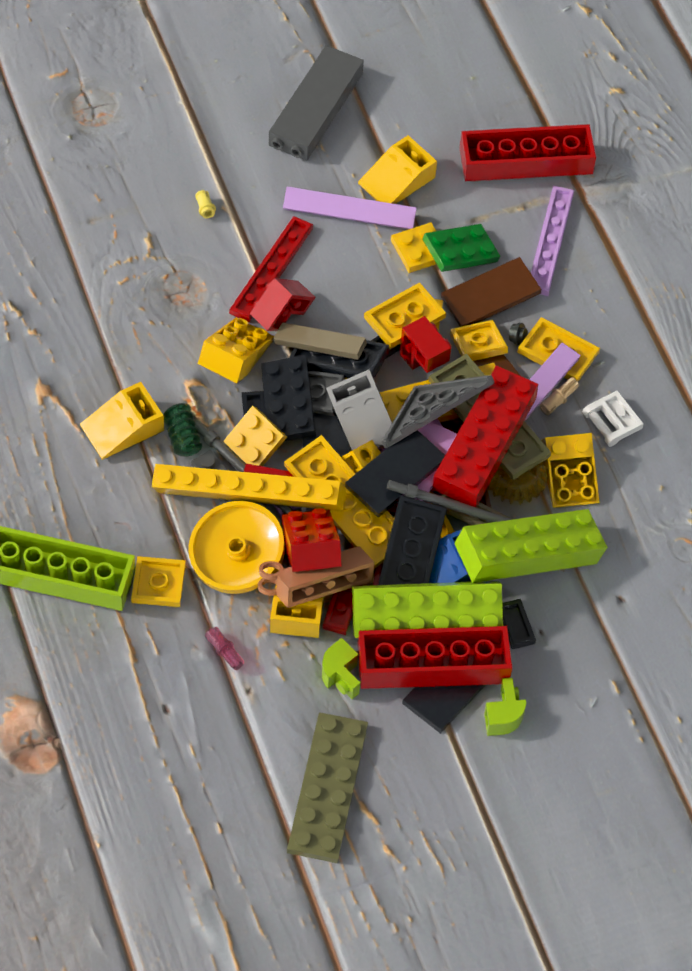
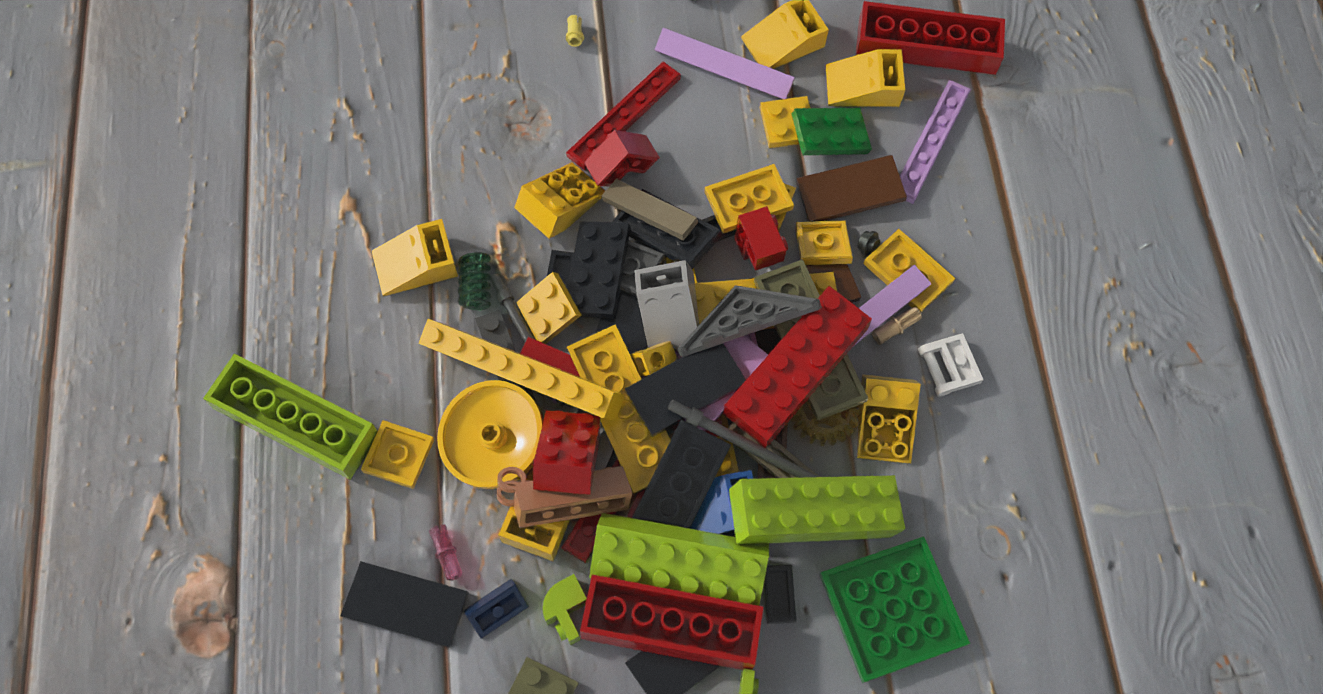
camera: 15 degrees right, 10 degrees up
(201, 696) = (405, 604): none -> black tile
(281, 683) = (496, 608): none -> dark blue slope
(481, 198) = (867, 80): none -> yellow slope
(613, 614) = (893, 609): none -> green plate

